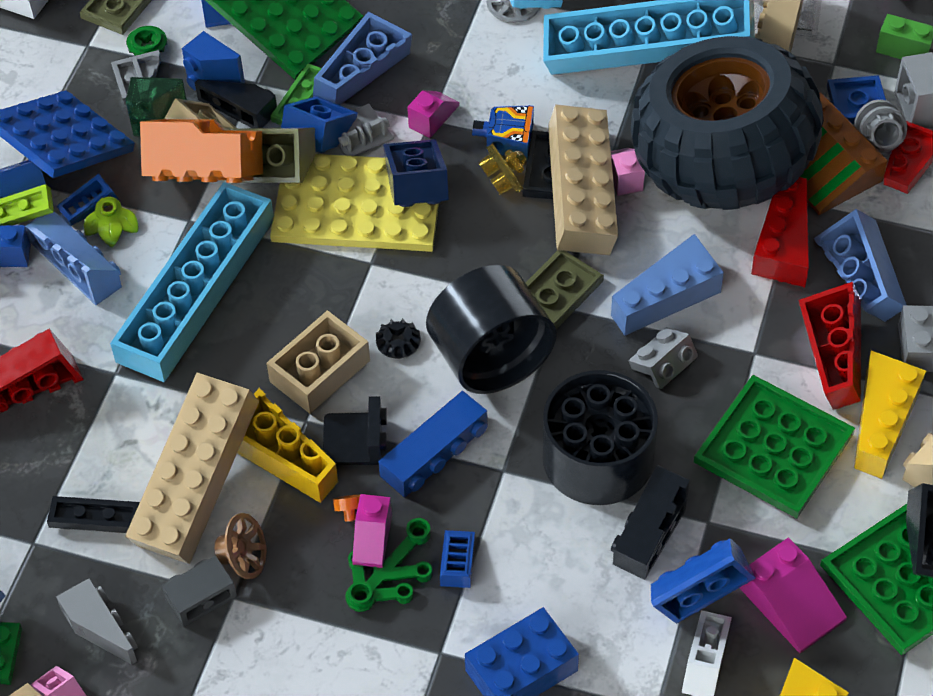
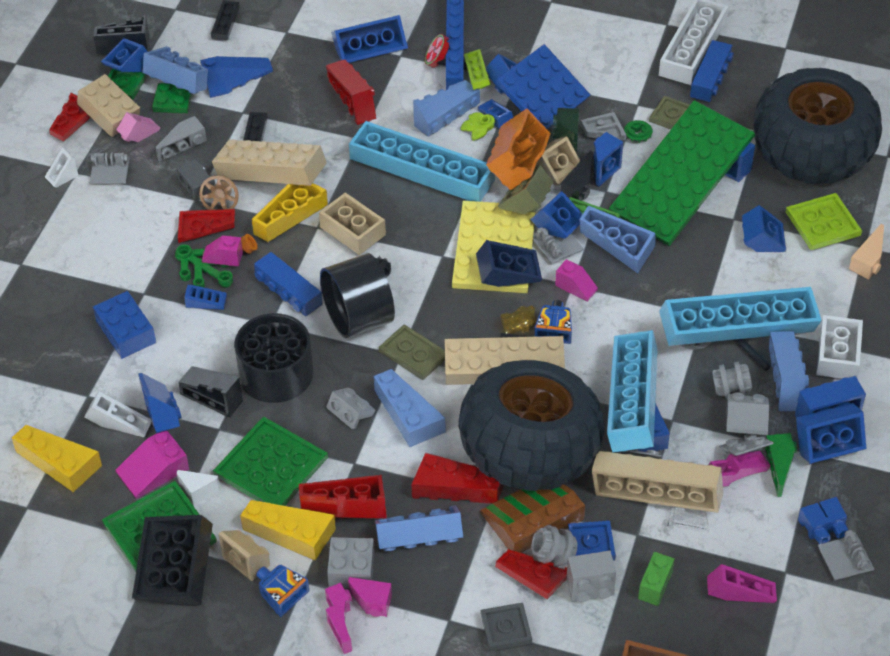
camera: 90 degrees right, 5 degrees down
(296, 574) = (204, 222): none -> red wing
(356, 436) = (298, 246): black bracket -> none
(827, 532) = (197, 485): none -> white slope

